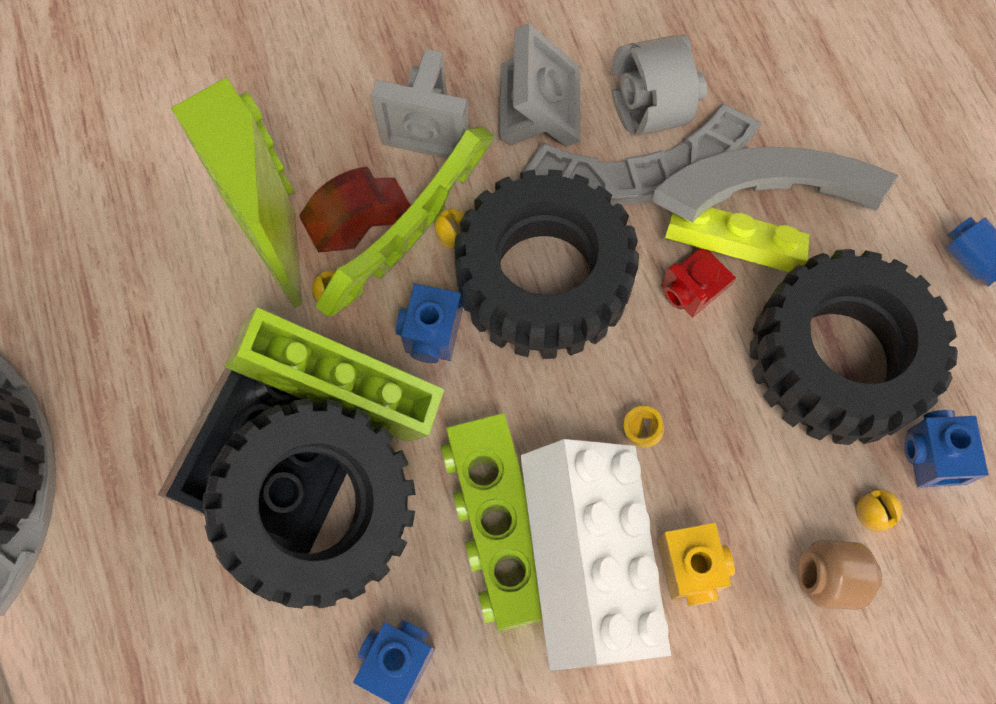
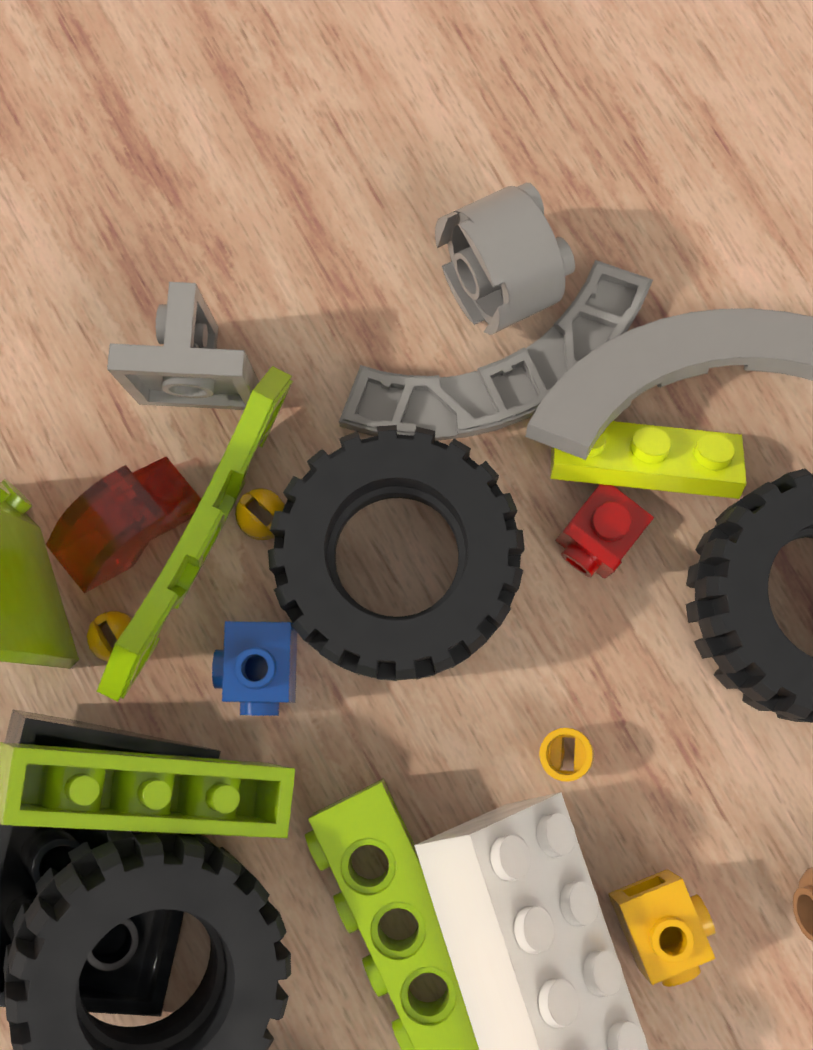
camera: 10 degrees left, 10 degrees up
(539, 91) = (342, 294): light grey bracket -> none

